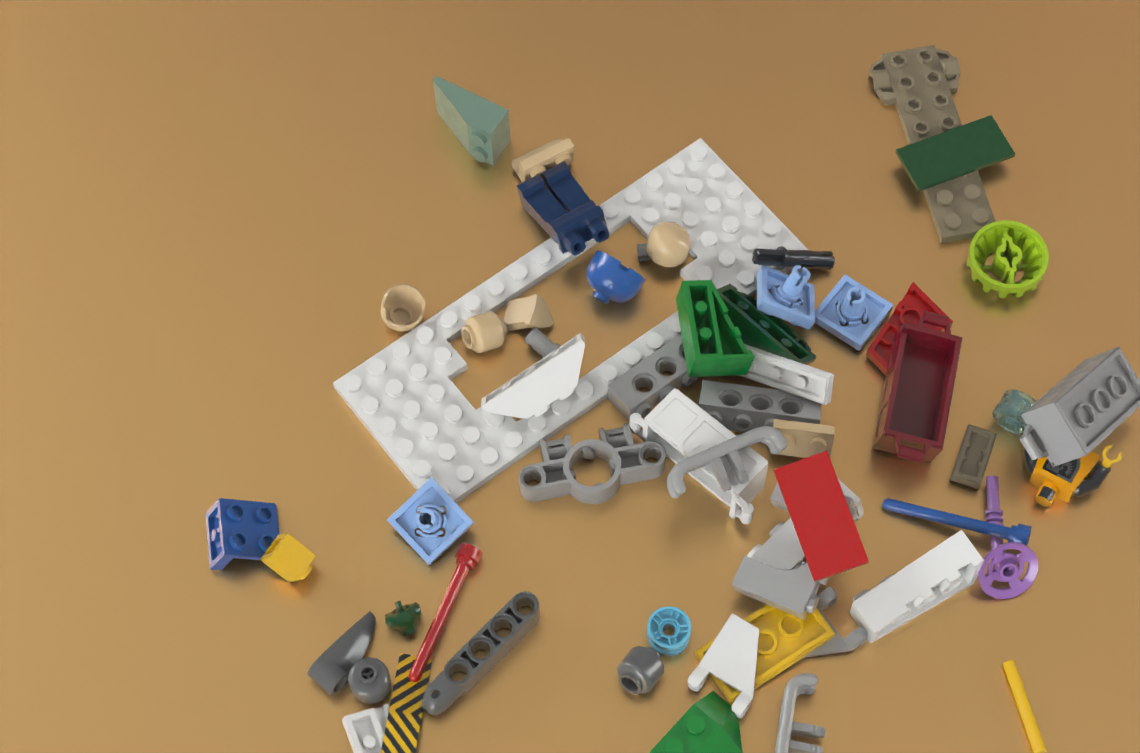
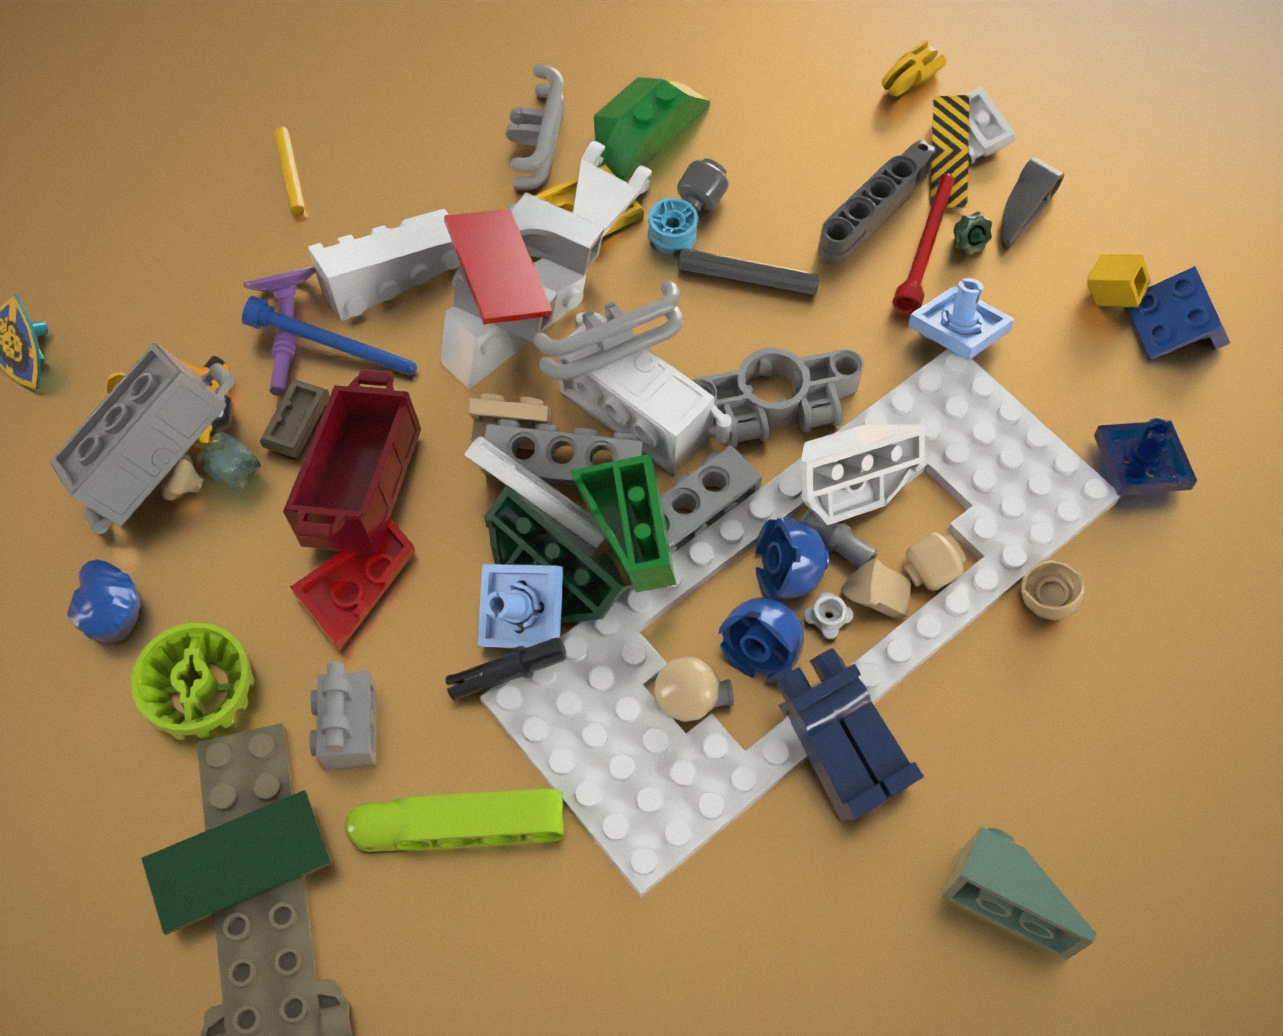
camera: 175 degrees right, 0 degrees up
(309, 407) = (1148, 448): none -> clear blue plate
(369, 680) = (995, 167): dark grey head -> none
(543, 158) = (887, 838): tan bracket -> none
(561, 296) = (829, 604): none -> white plate
(593, 326) = (791, 558): none -> blue cylinder
(603, 588) = (748, 271): none -> dark grey axle
(817, 177) = (458, 820): none -> lime piece
(856, 304) = (419, 595): light blue plate -> none
(899, 234) = (344, 719): none -> light grey brick
(1083, 313) = (104, 603): none -> blue hair

